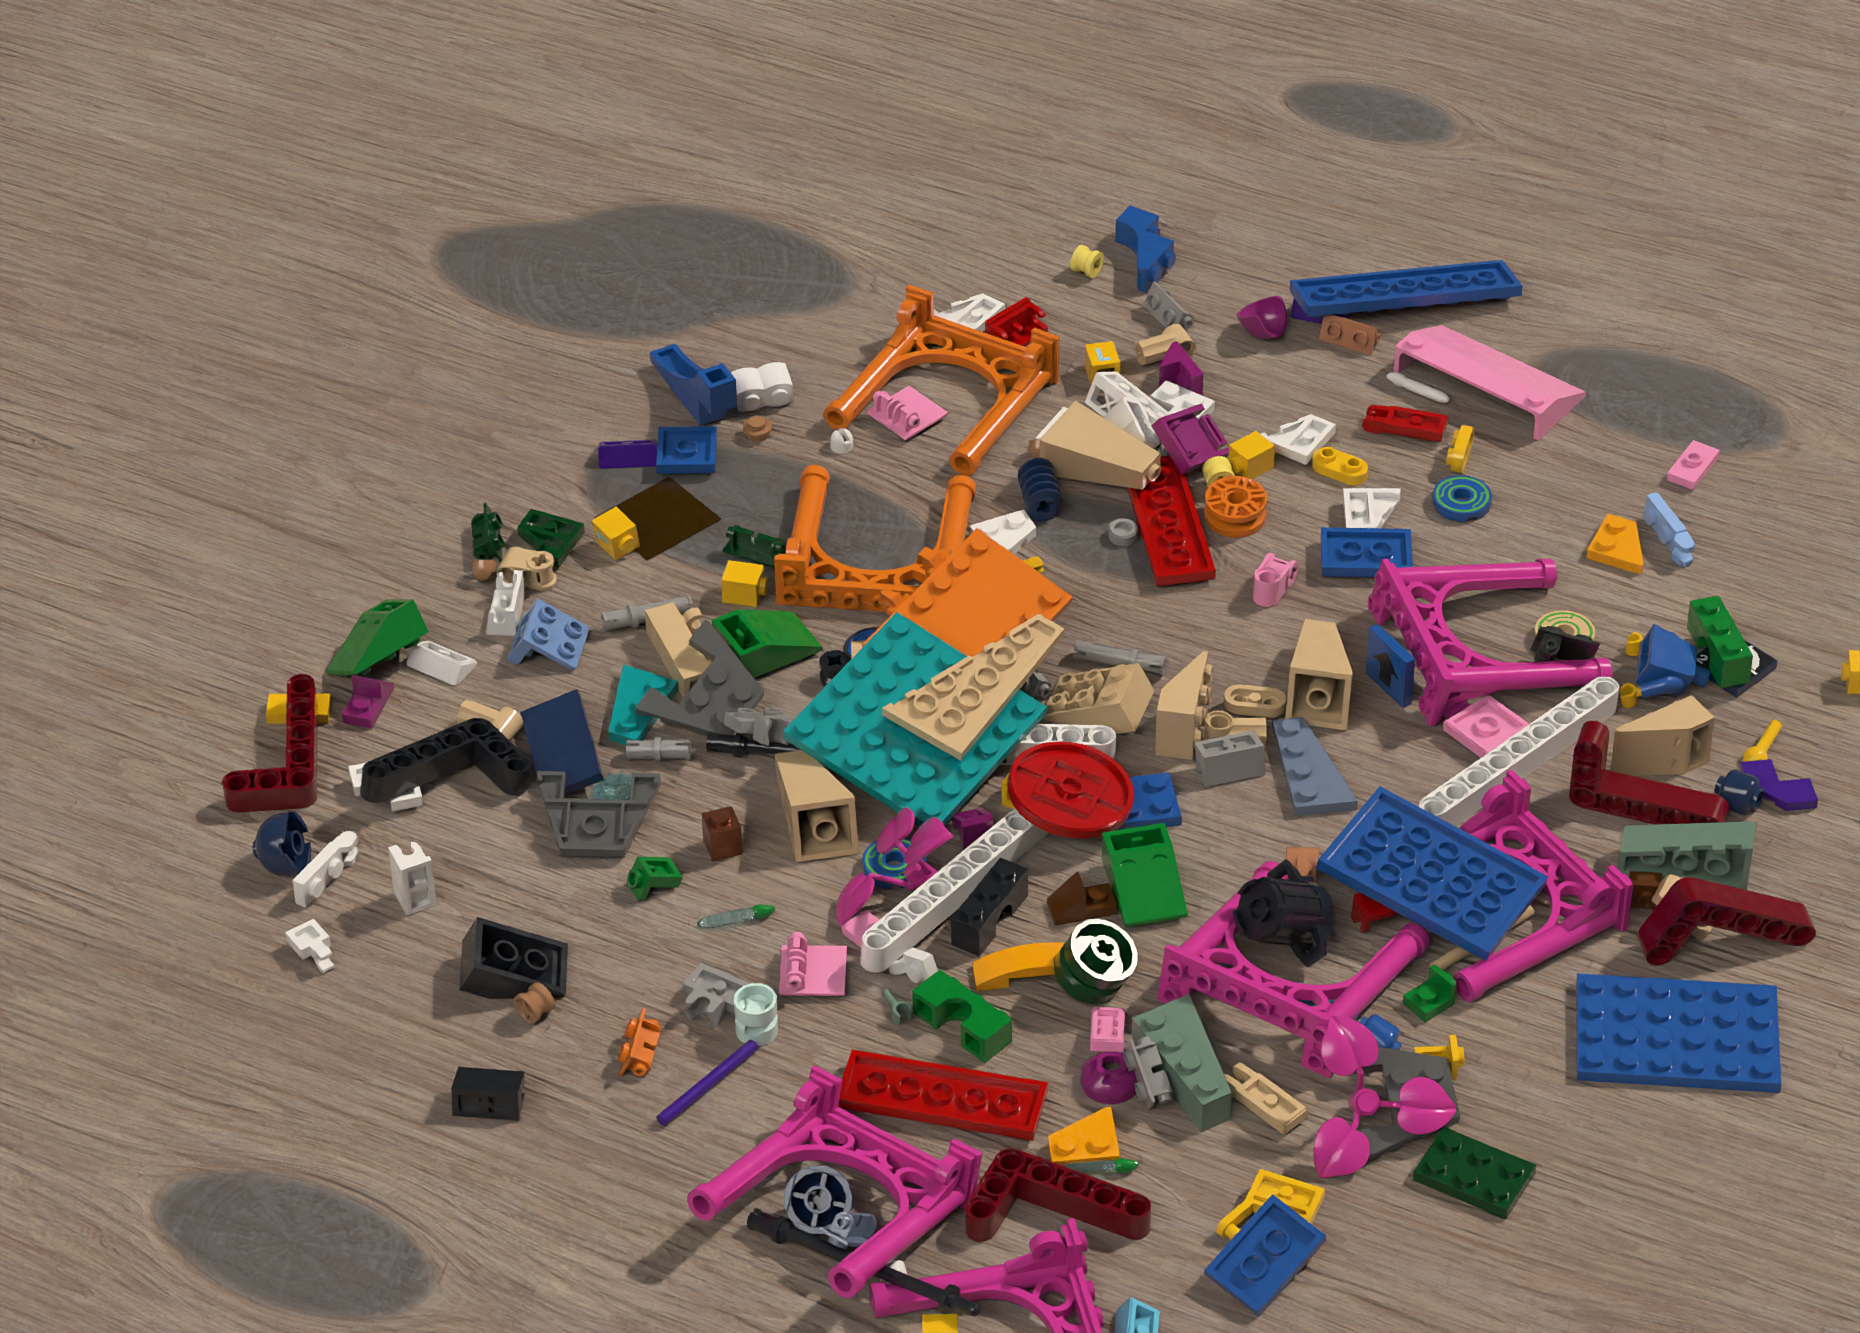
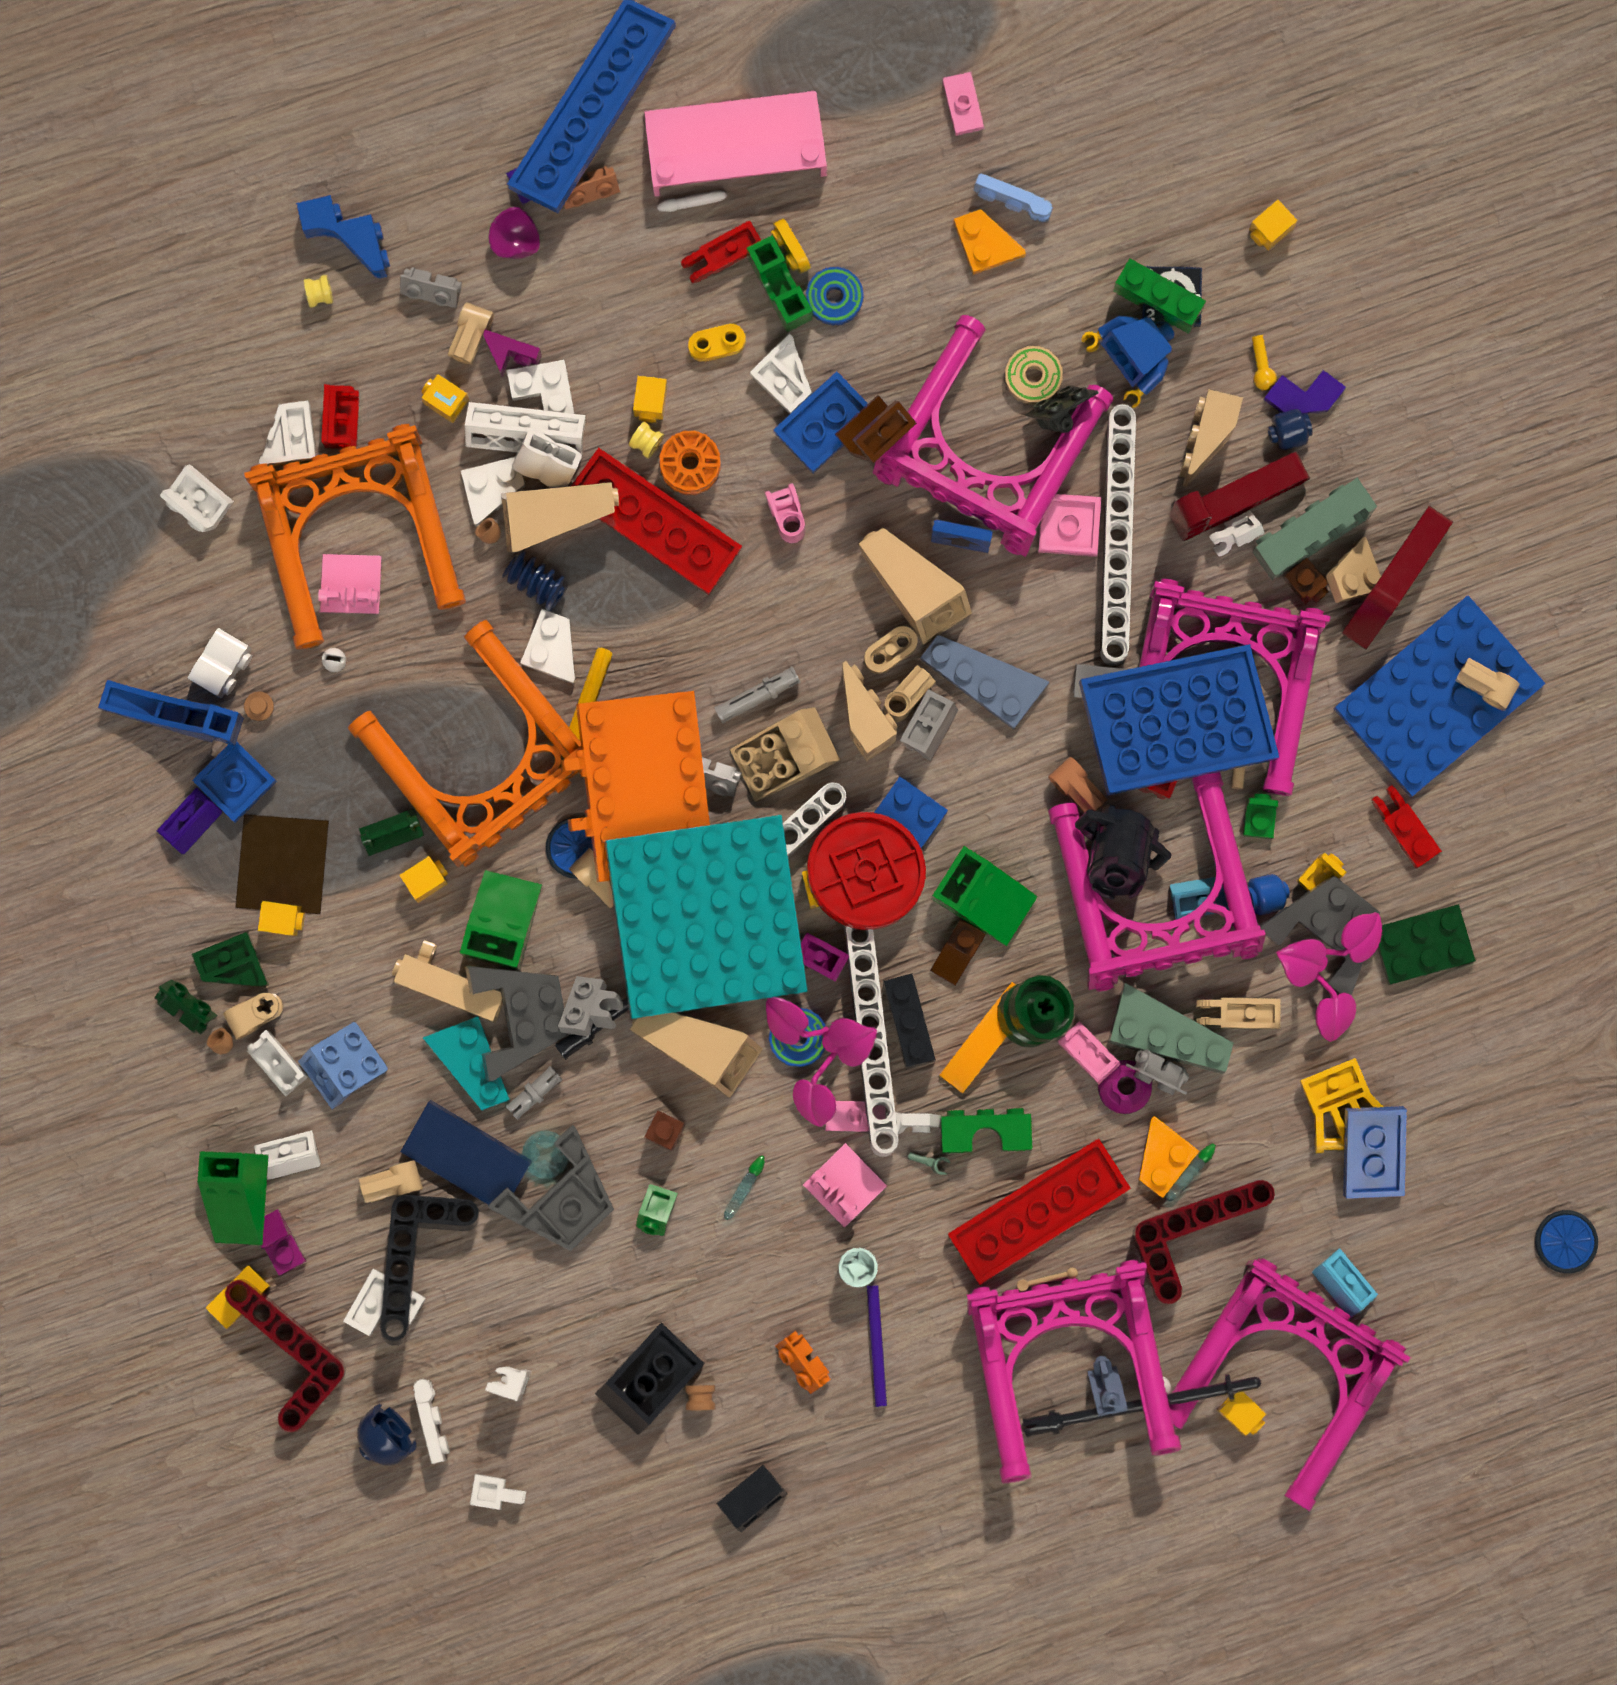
camera: 45 degrees left, 40 degrees up
(635, 615) = (382, 976): light grey pin -> none
(710, 994) = (807, 1269): light grey plate -> none
(816, 1197) = (1063, 1384): dark blue cylinder -> none
(831, 664) = (574, 903): black wheel -> none
(861, 304) = (197, 499): none -> white bracket
(973, 692) = (733, 871): tan wing -> none
(1123, 532) = (630, 561): light grey tile -> none
(1190, 439) = (598, 423): magenta container -> none
(1302, 438) = (664, 343): white wing -> none
(1398, 542) = (875, 429): none -> reddish brown panel
(1425, 461) = (778, 284): none -> green arch
(1548, 1093) = (1407, 829): none -> red hinge
(1616, 817) = (1239, 531): none -> white plate
(1727, 1039) = (1495, 688): none -> tan piece

